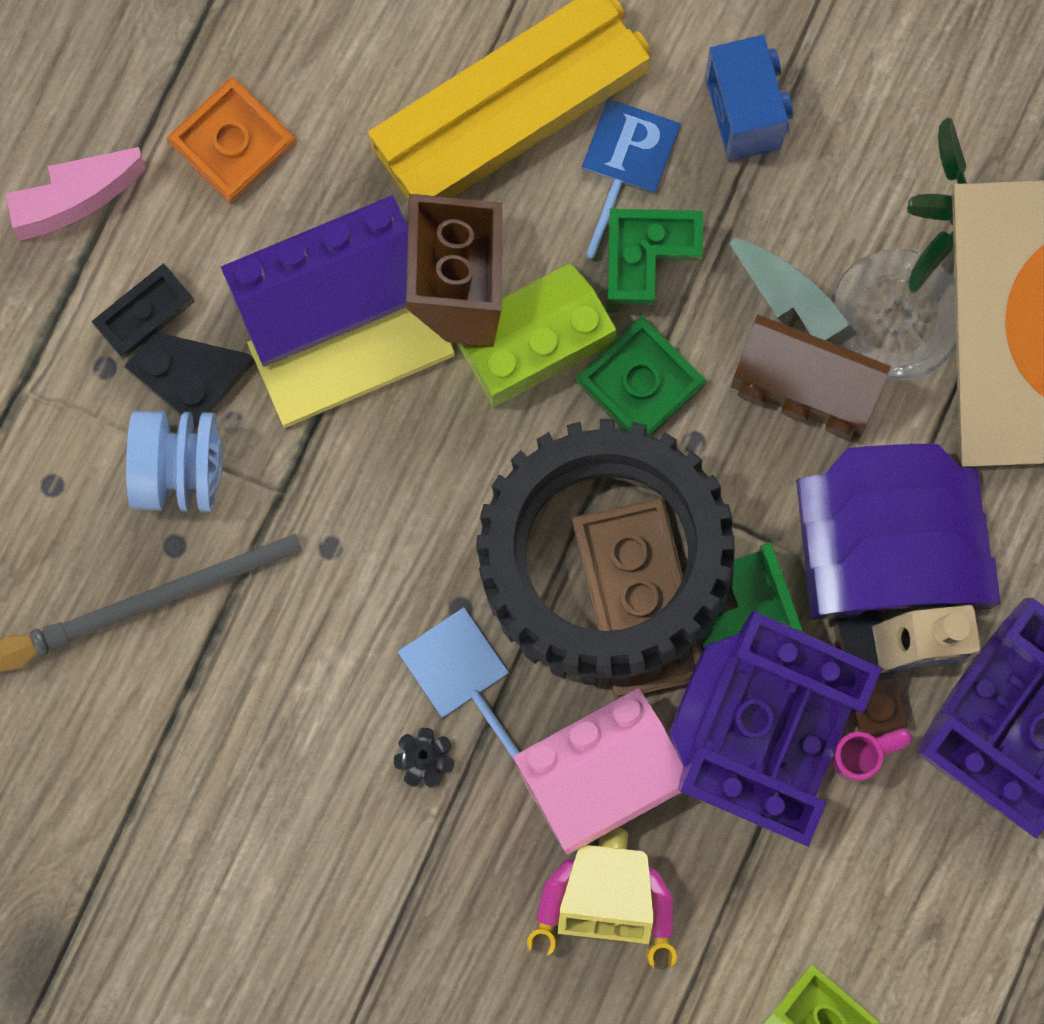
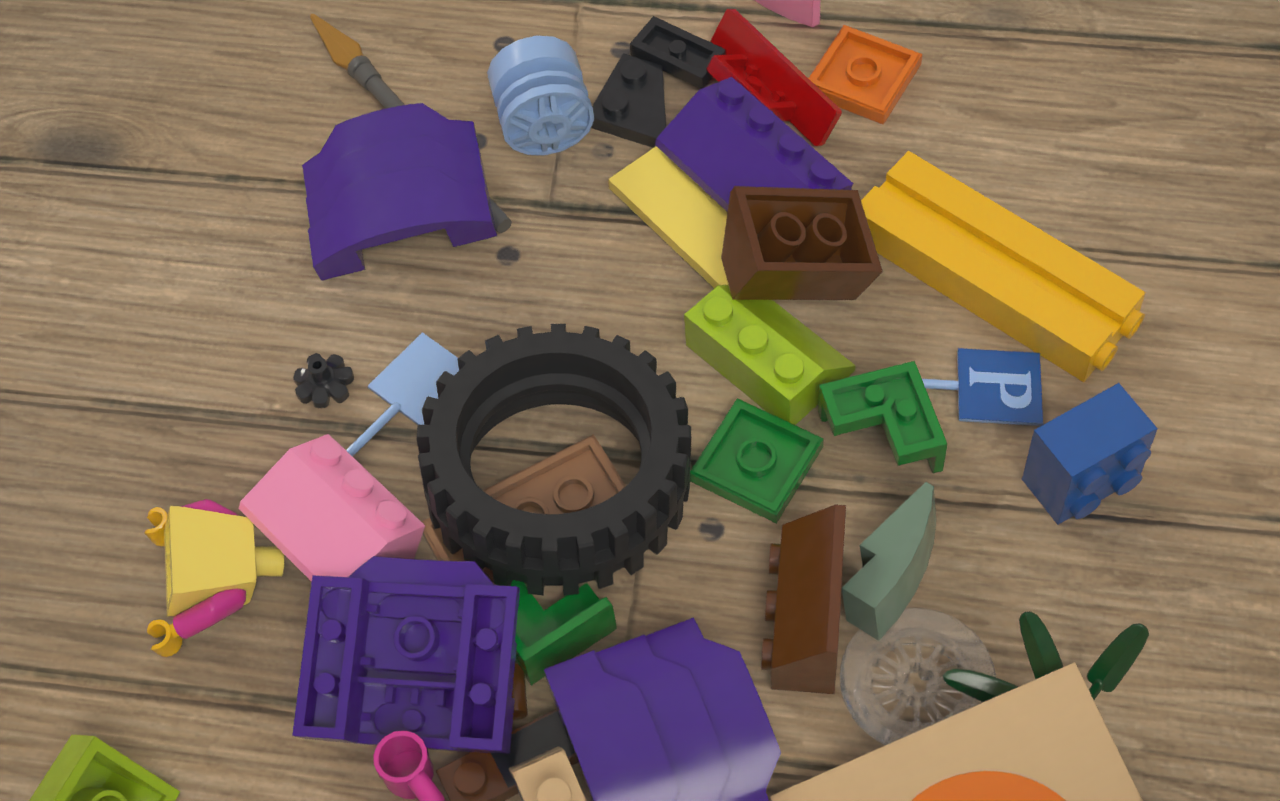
camera: 80 degrees right, 20 degrees down
(213, 234) = (771, 78): none -> red bracket
(226, 637) = (391, 181): none -> dark purple slope

